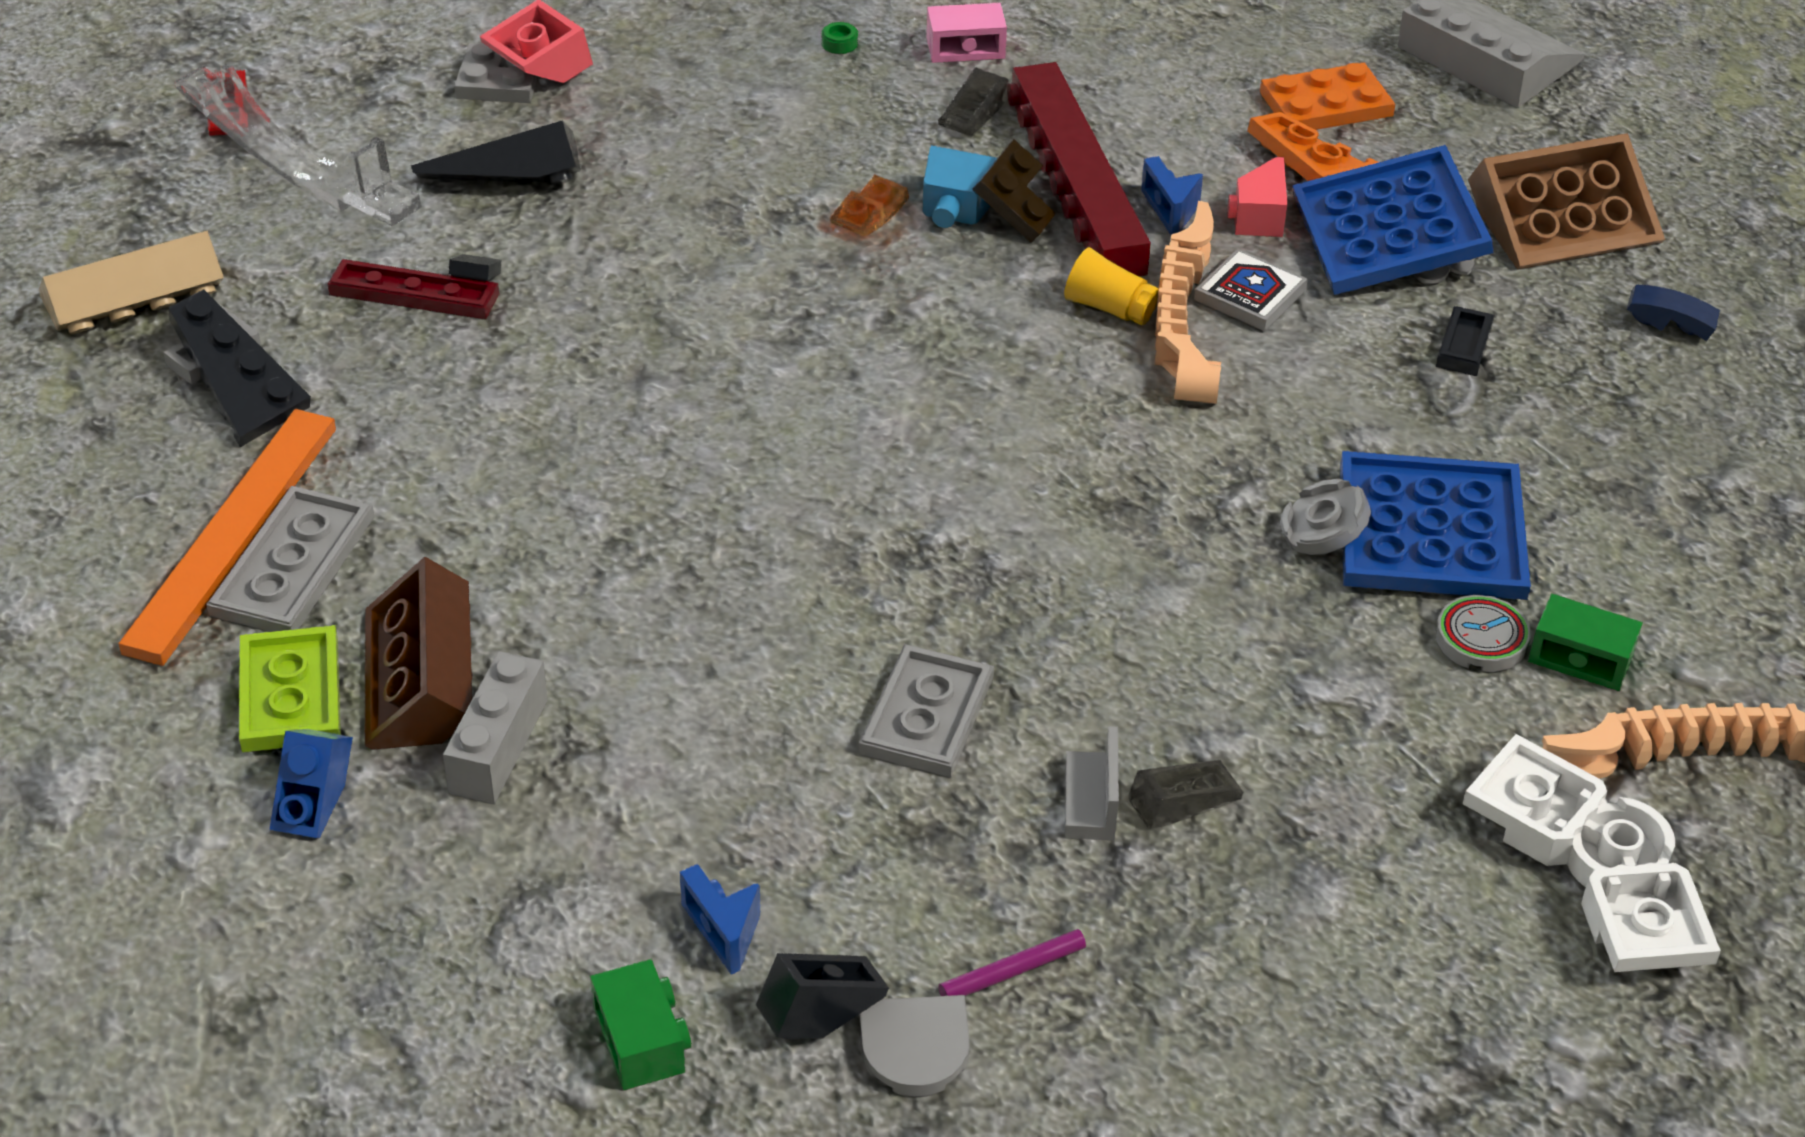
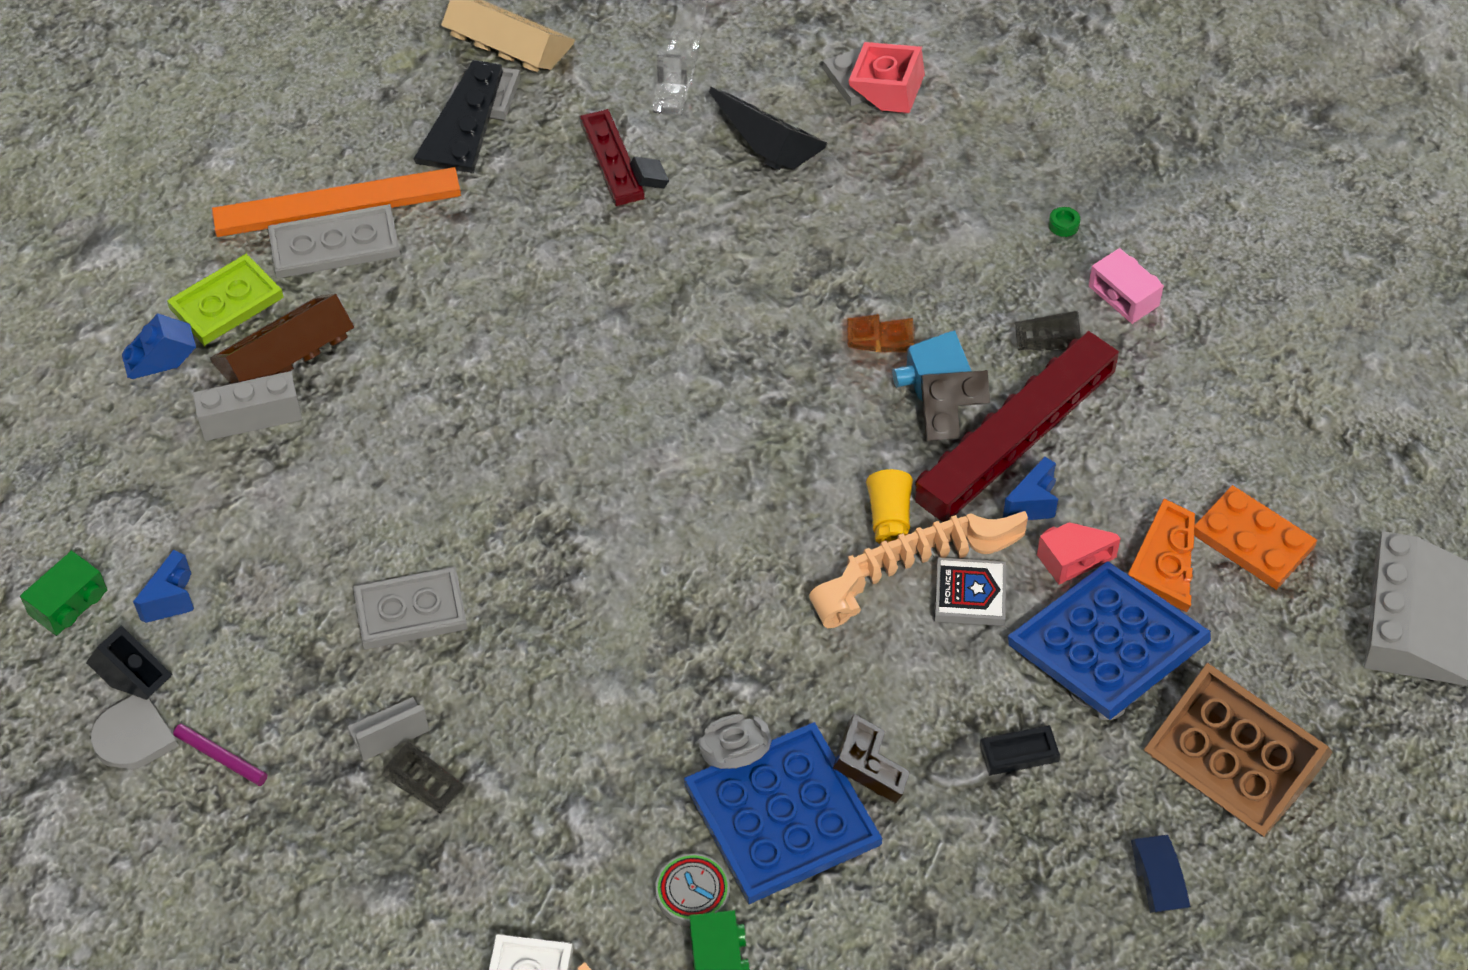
camera: 60 degrees right, 10 degrees up
(1415, 437) = (861, 762): none -> plate

